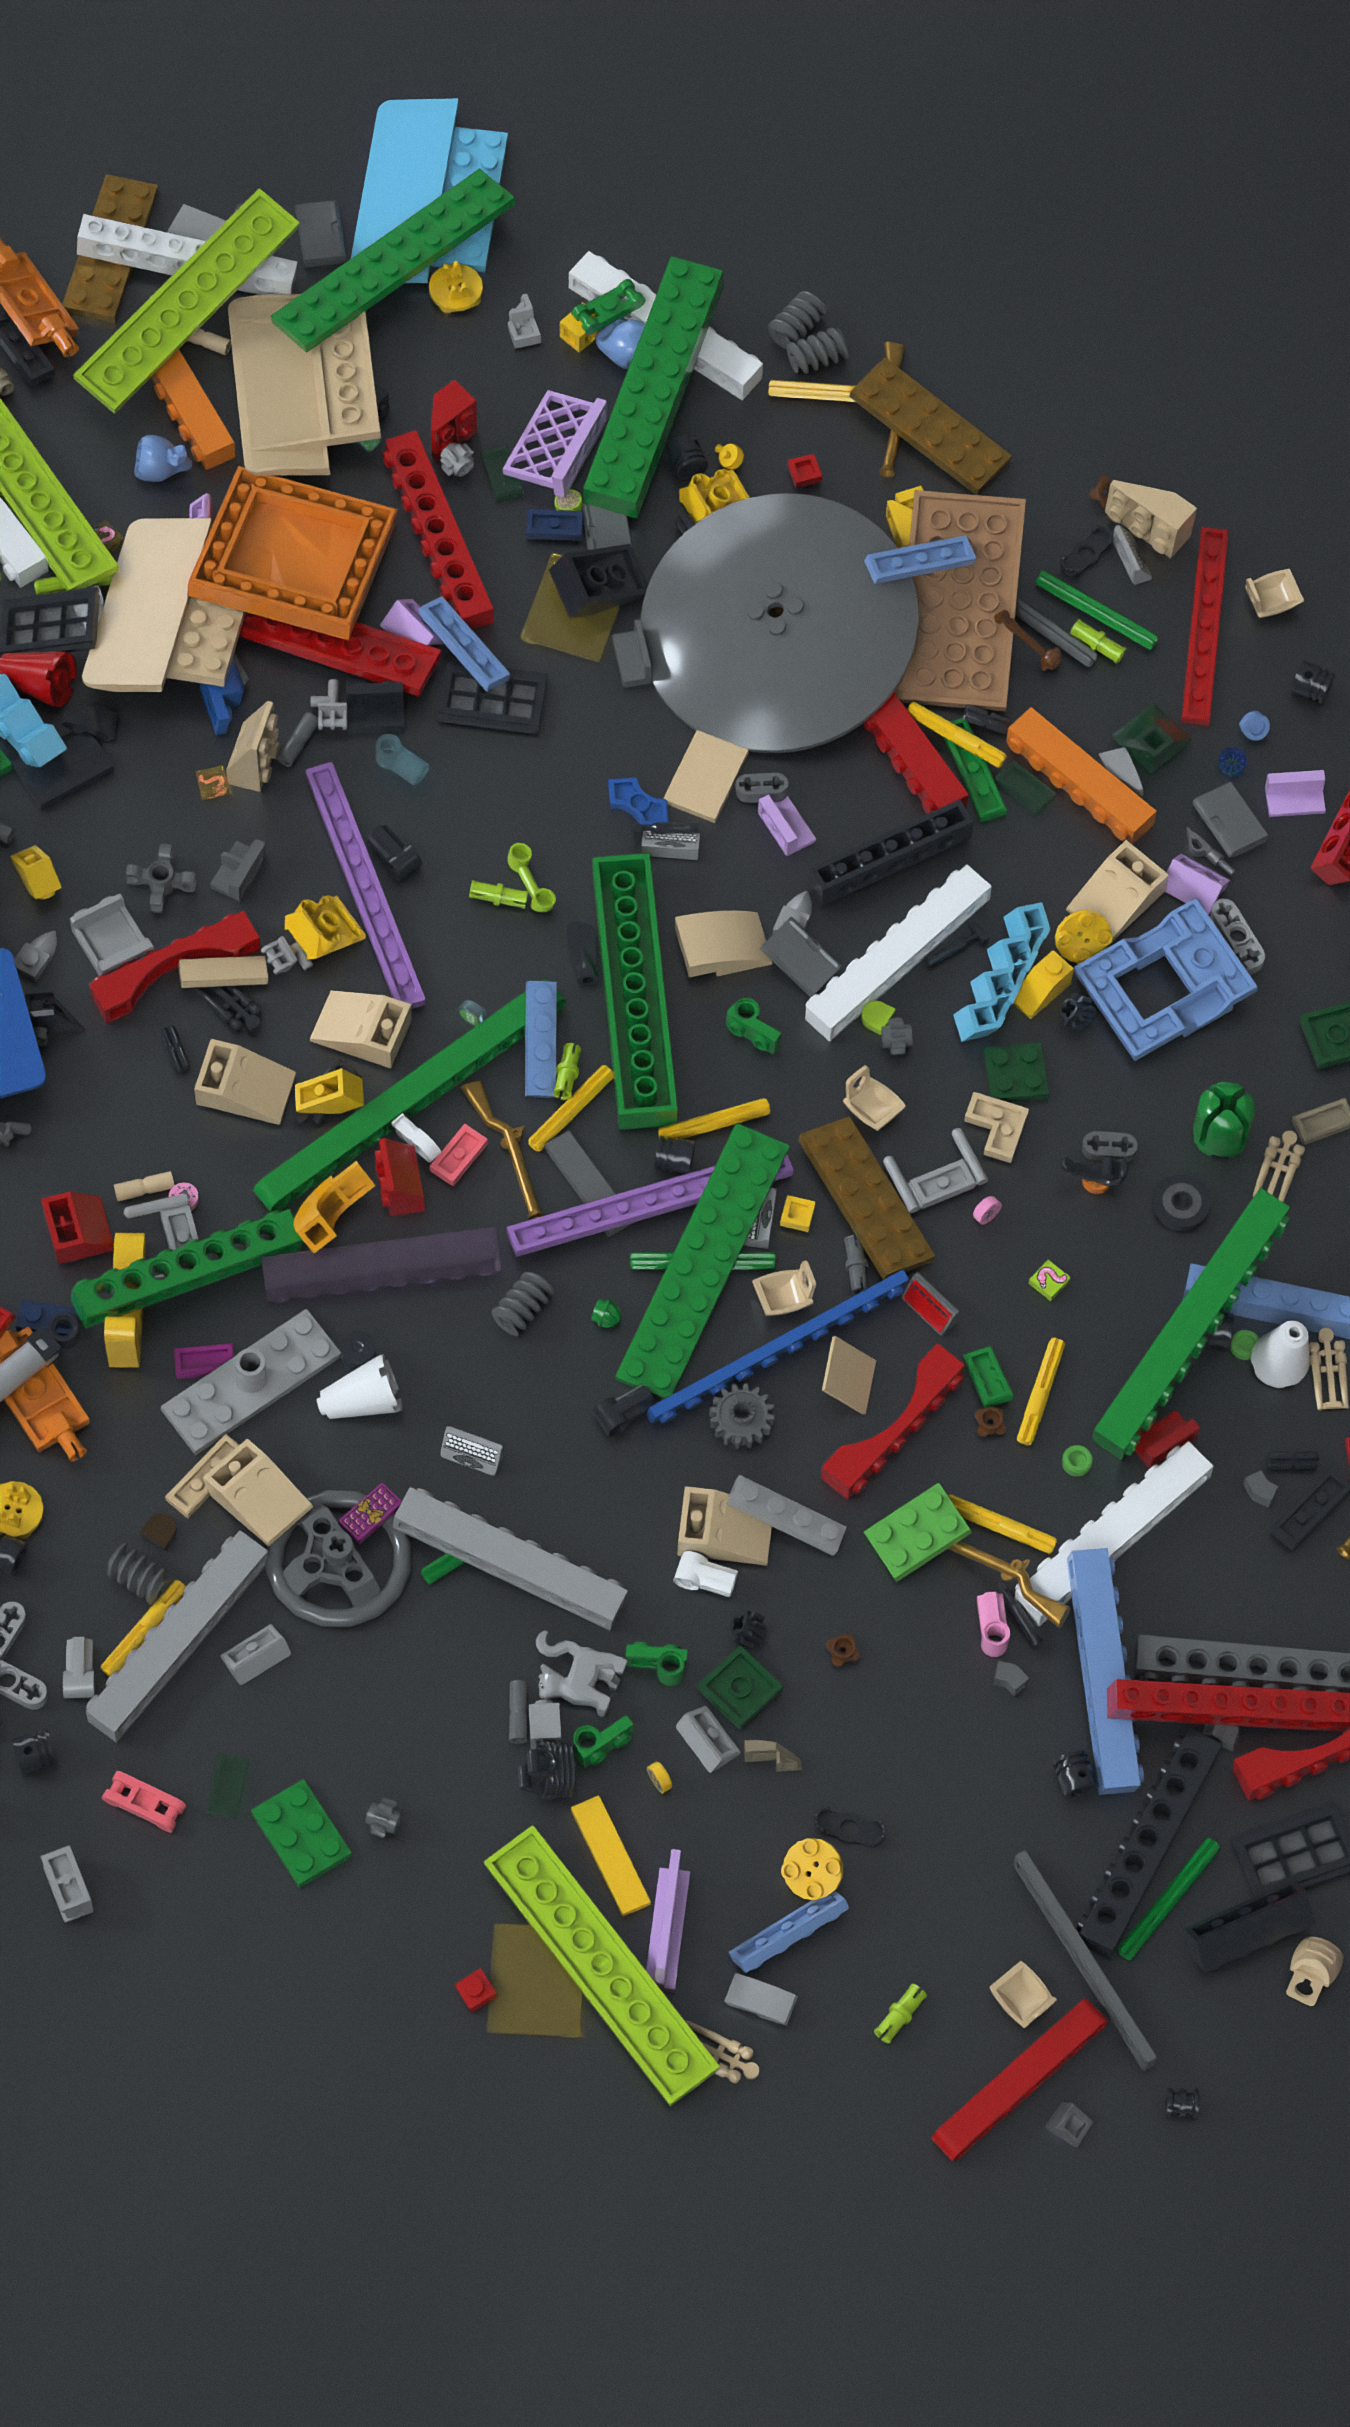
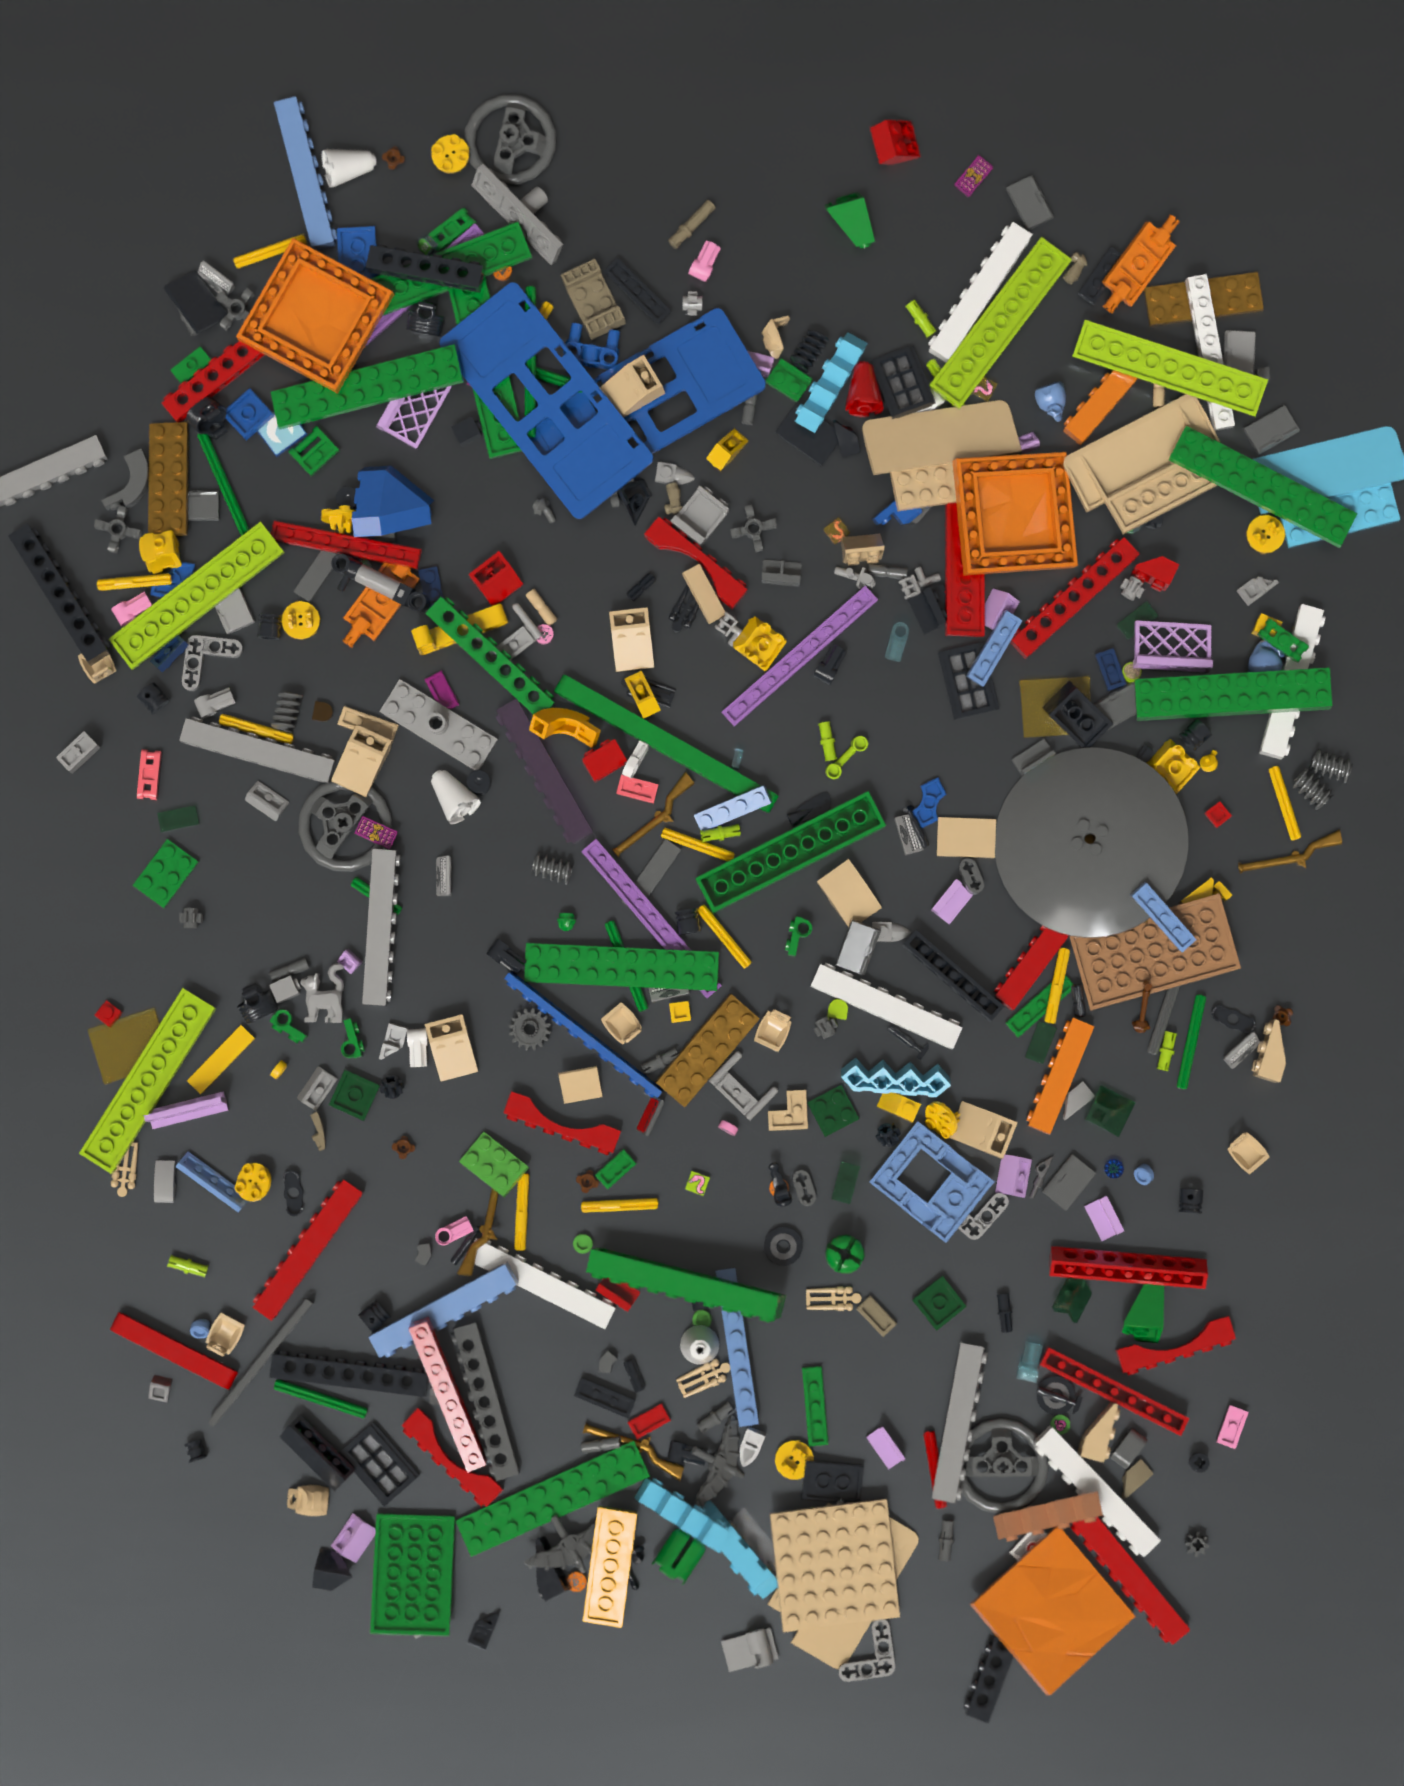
camera: 70 degrees right, 20 degrees up
(71, 963) = (674, 496): none -> dark tan arm
(294, 768) = (862, 579): none -> light grey arm
(363, 1025) = (700, 694): tan slope -> none
(540, 1621) = (349, 961): none -> lavender slope
(680, 1607) = (393, 1040): none -> light grey slope
(786, 1515) = (472, 1081): light grey plate -> none
(930, 426) = (1284, 883): pearl gold plate -> none
(942, 1833) = (308, 1249): none -> red brick
(1001, 2029) = (200, 1328): none -> medium blue tile
(1122, 1088) = (845, 1182): none -> clear green panel
(1205, 626) = (1209, 1116): red tile -> none

